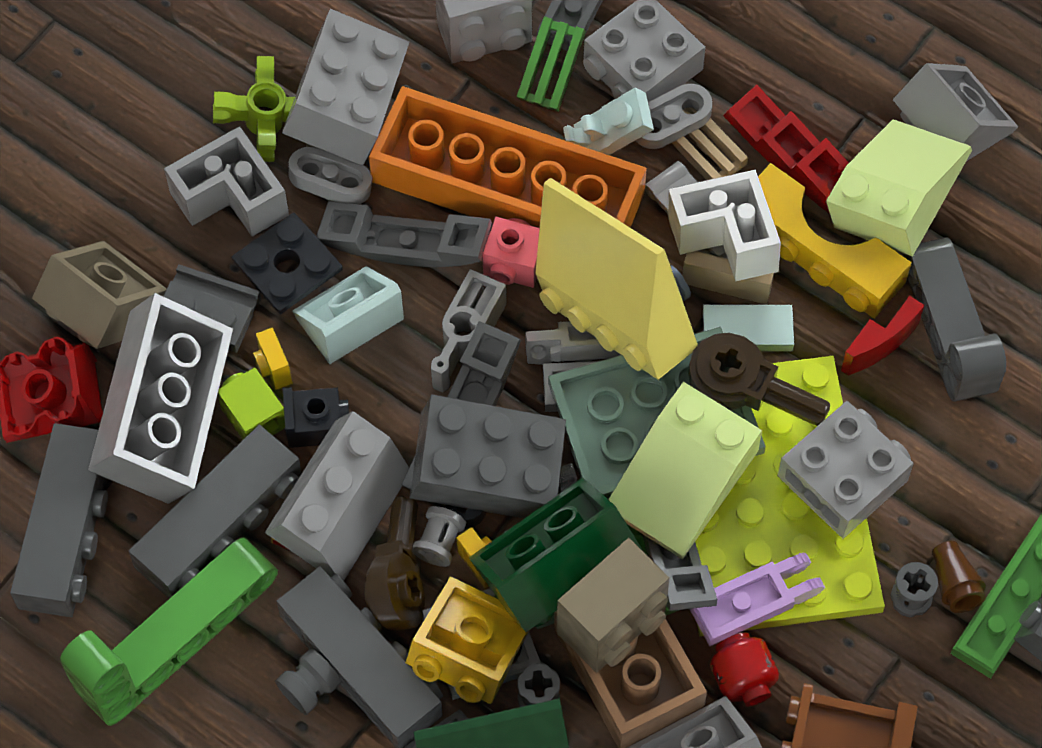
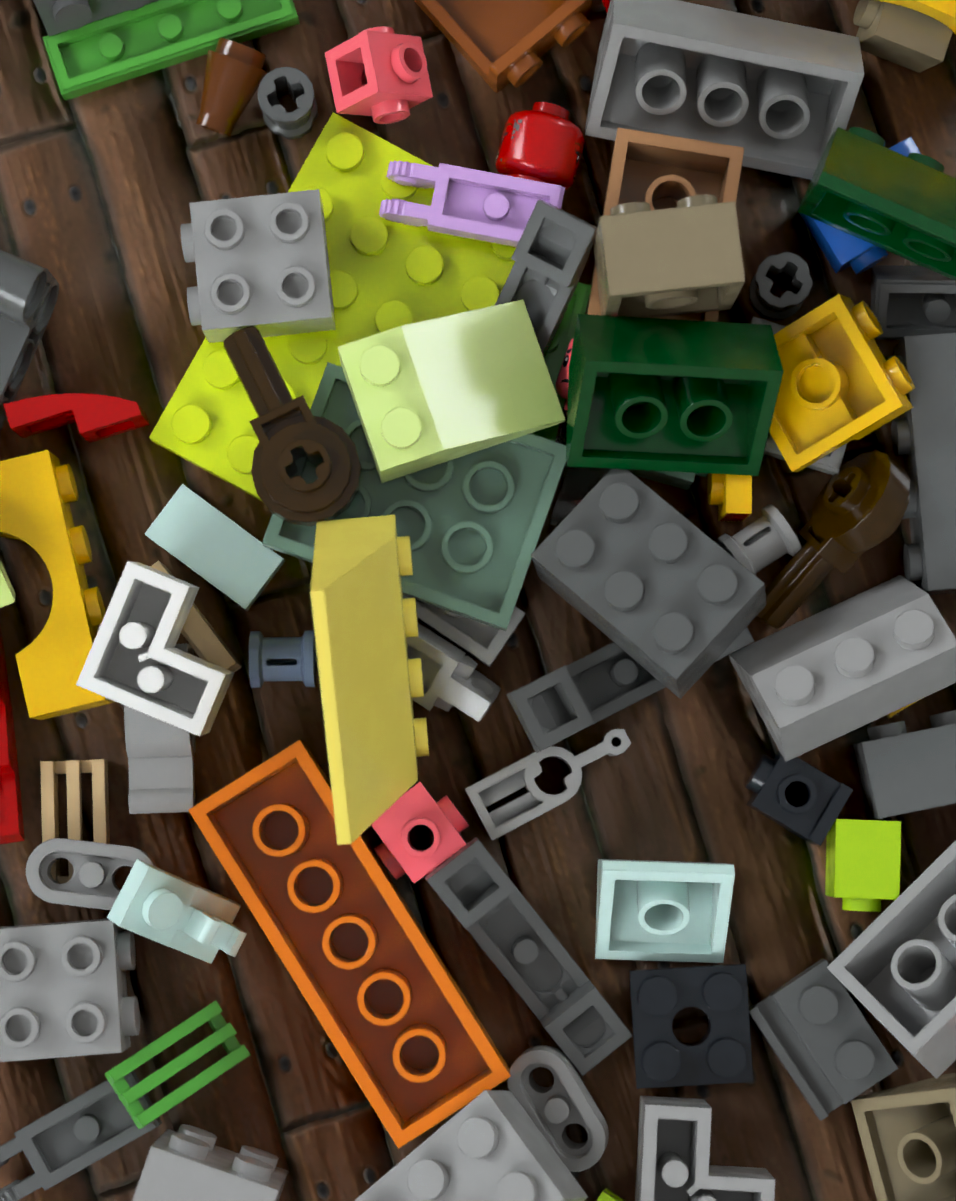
camera: 145 degrees left, 20 degrees up
(271, 359) = (797, 906): yellow plate -> none
(873, 638) = (379, 75): none -> coral brick

